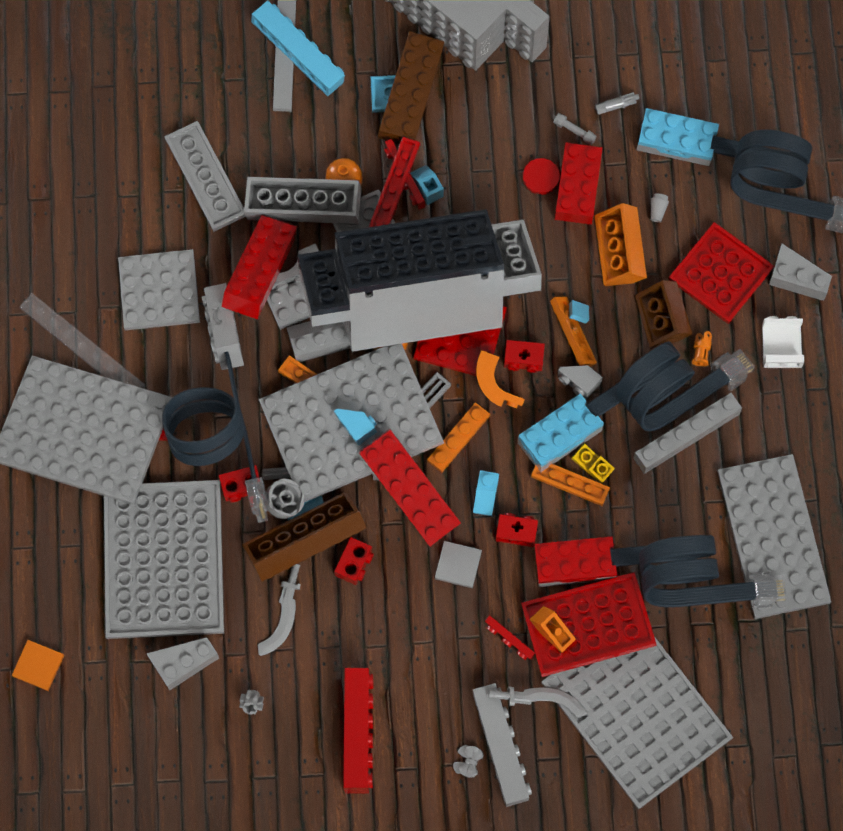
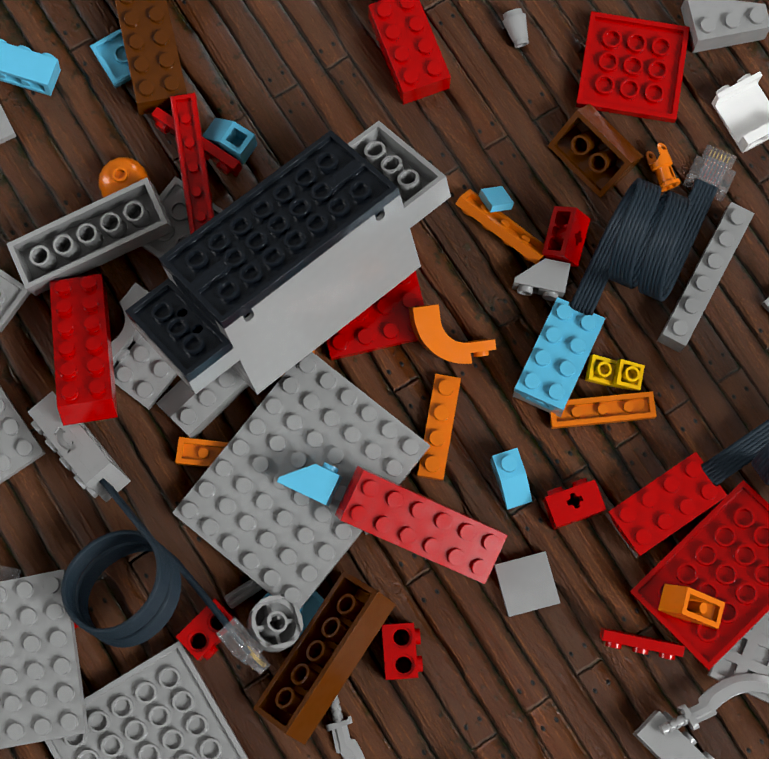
camera: 30 degrees left, 5 degrees up
(442, 380) = (380, 367): light grey tile -> none
(514, 354) = (470, 275): red brick -> none
(541, 176) = (359, 61): red tile -> none
(610, 358) = (566, 235): none -> red brick
(620, 245) = (499, 95): orange slope -> none

